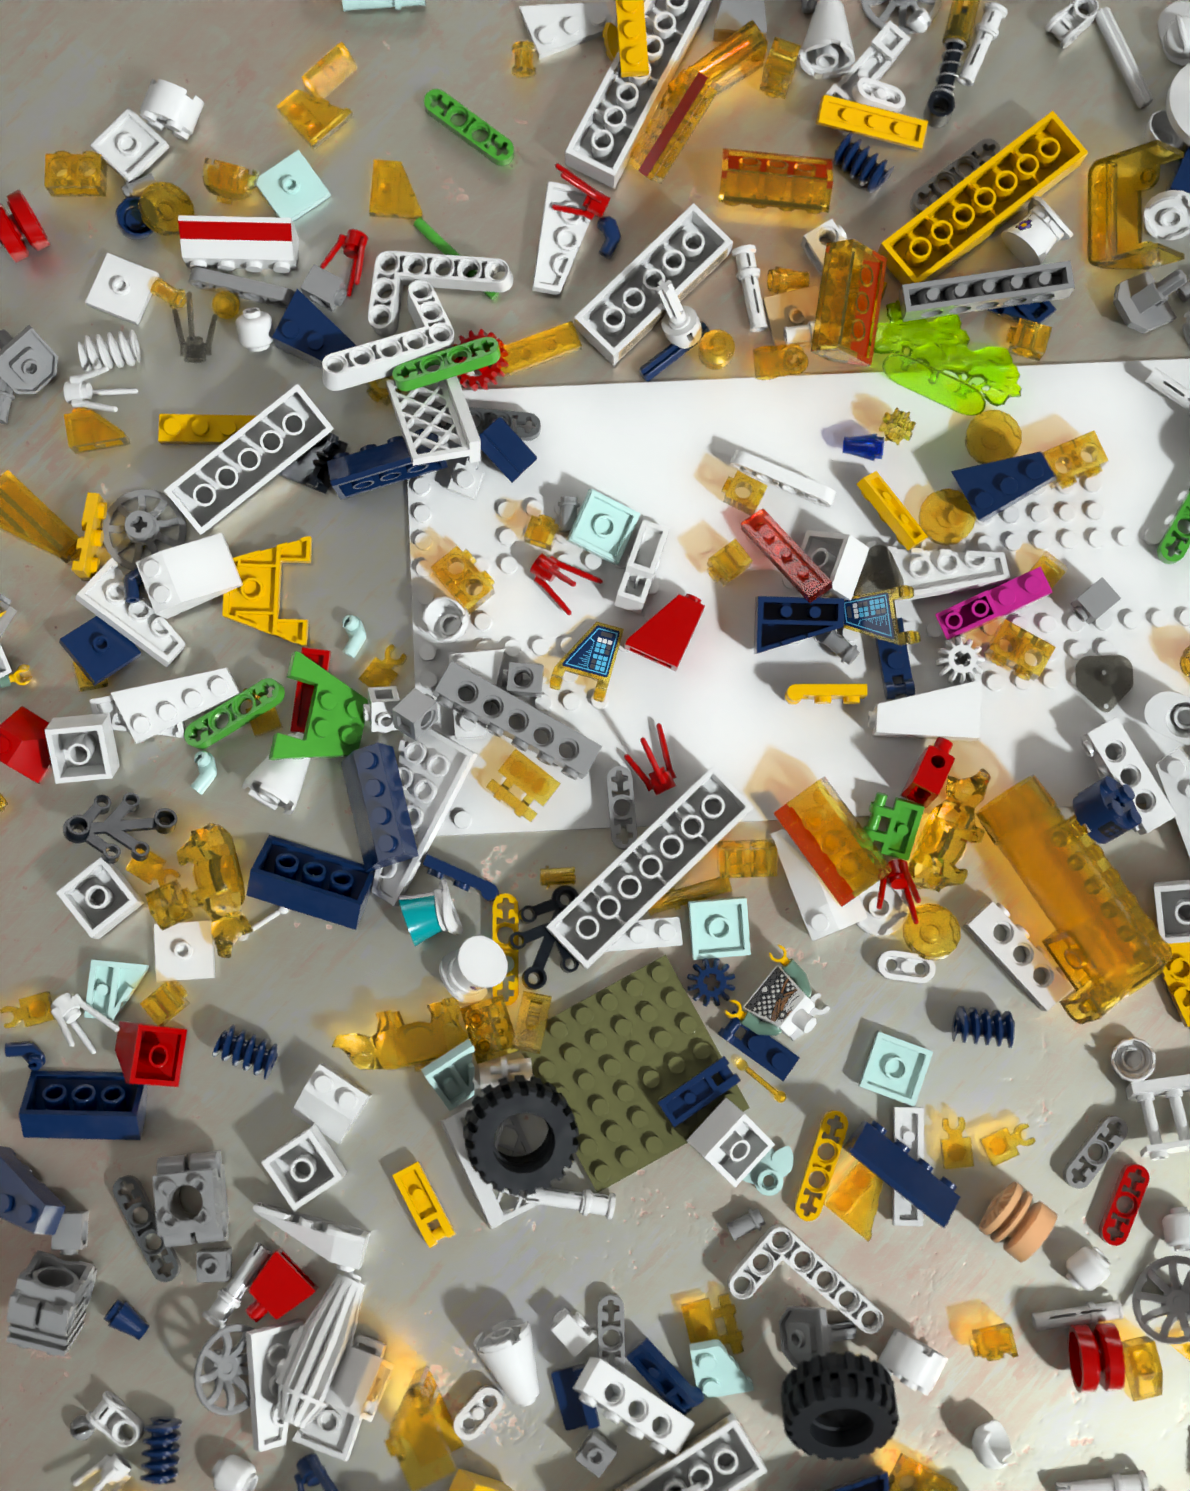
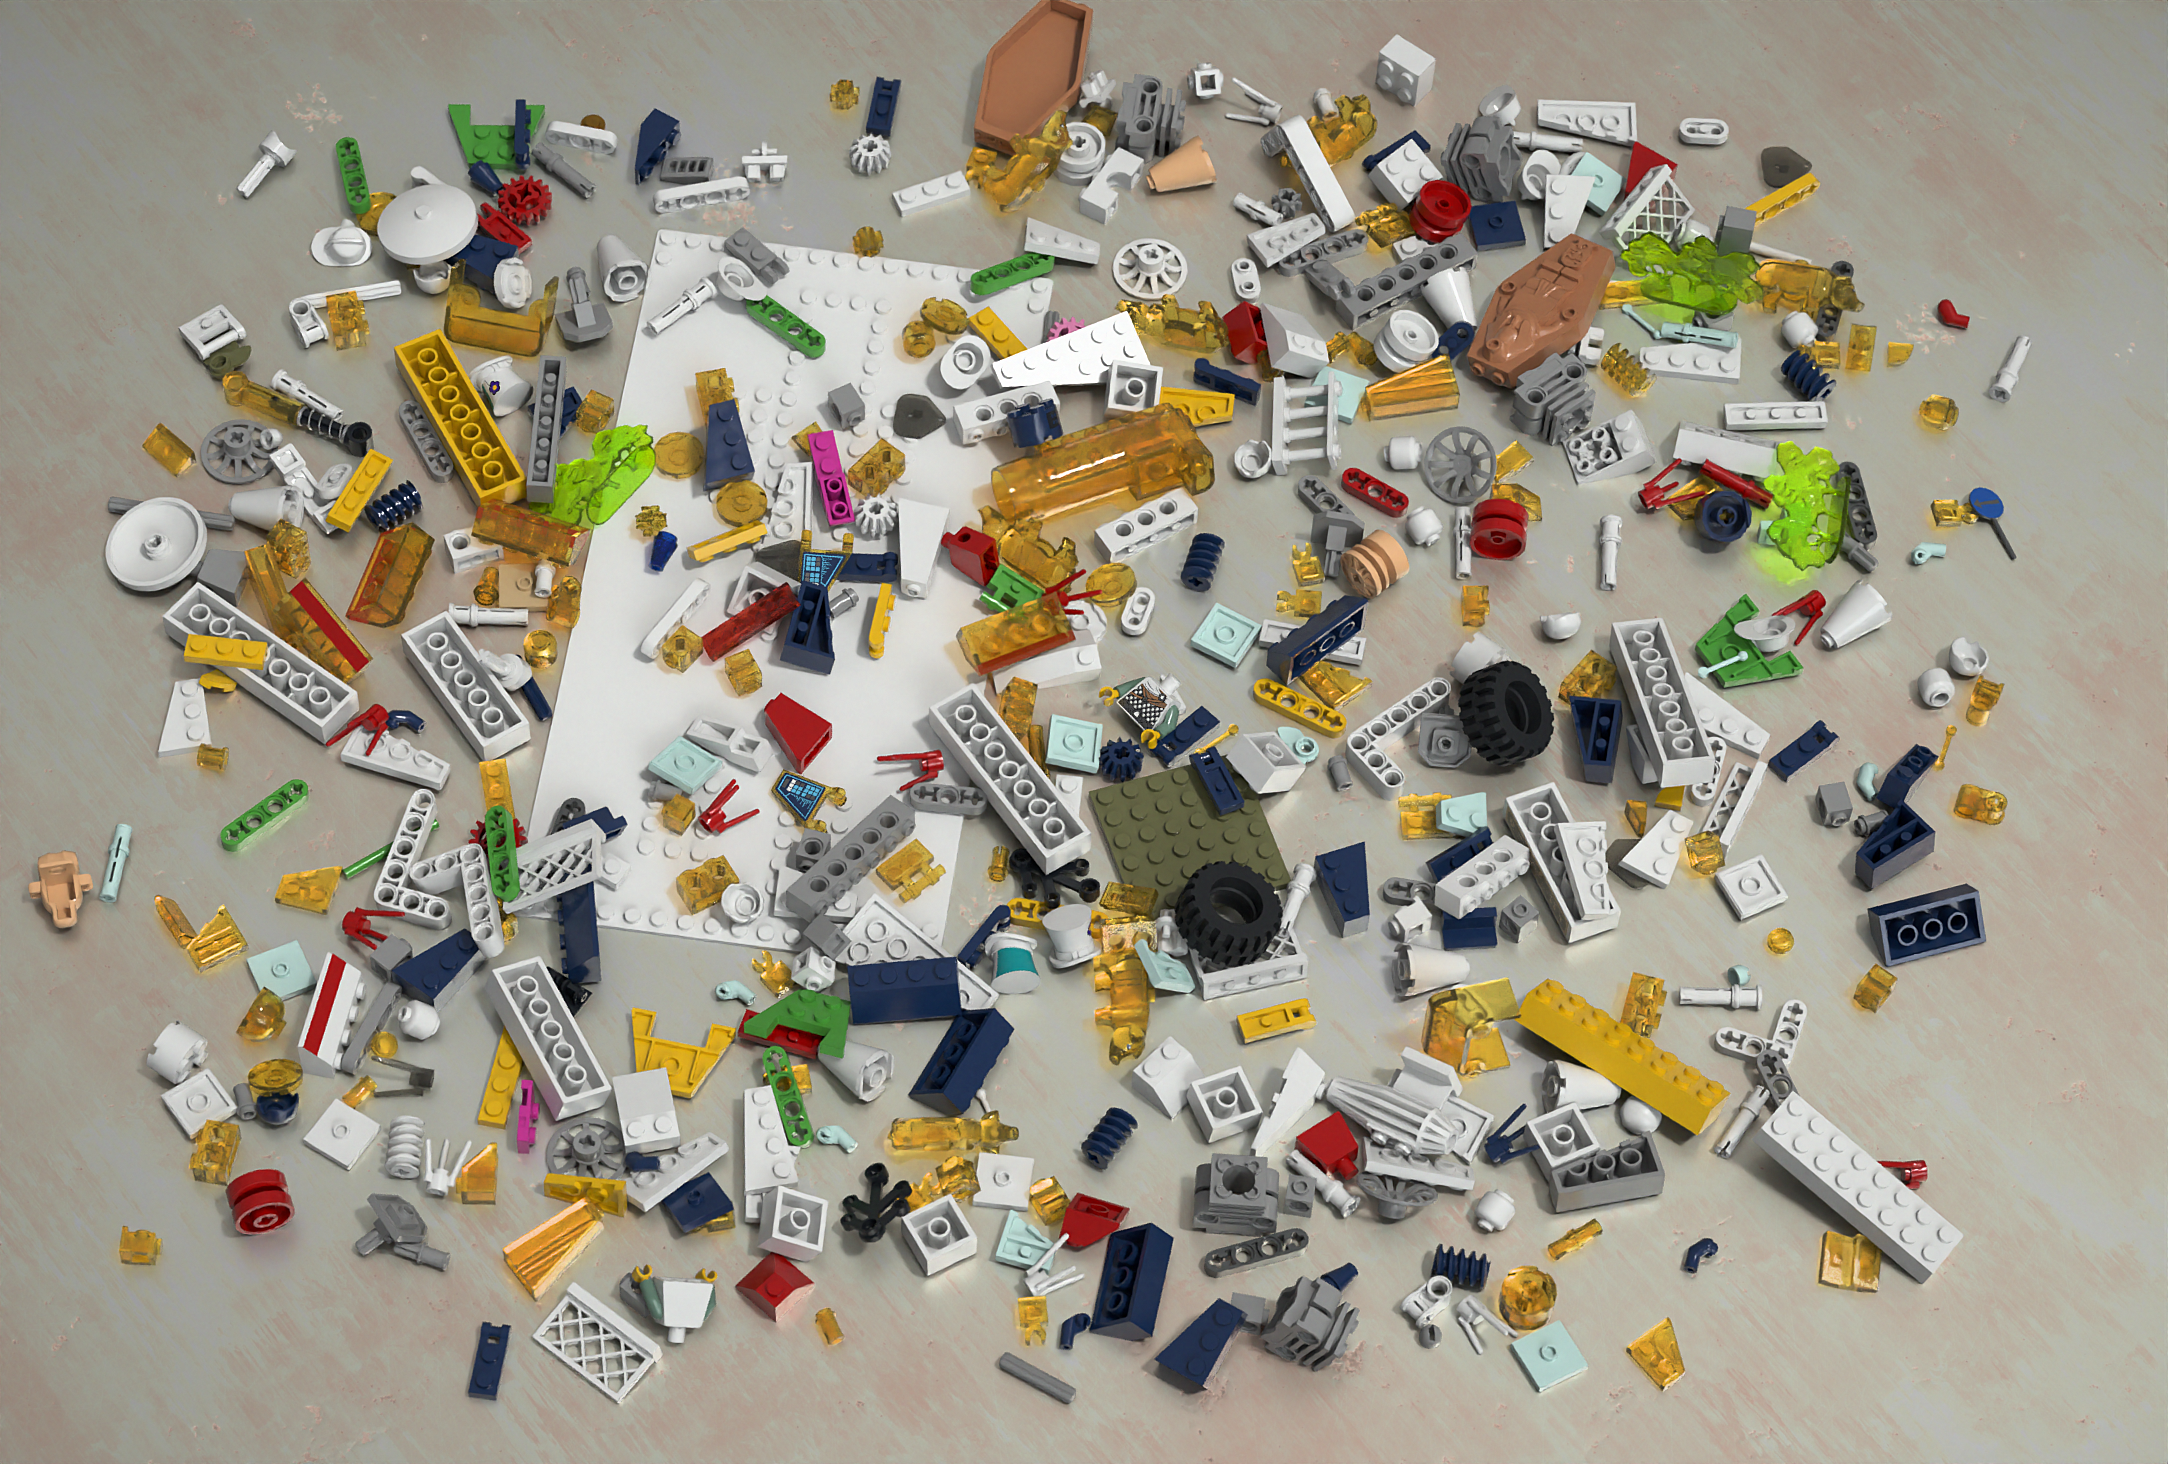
camera: 80 degrees left, 25 degrees down
(156, 460) = (527, 1113): none -> dark pink wing
(597, 1255) = (1345, 887): none -> dark blue wedge
(1051, 1172) = (1336, 531): none -> light grey piece
(1083, 54) = (346, 320): none -> clear yellow brick

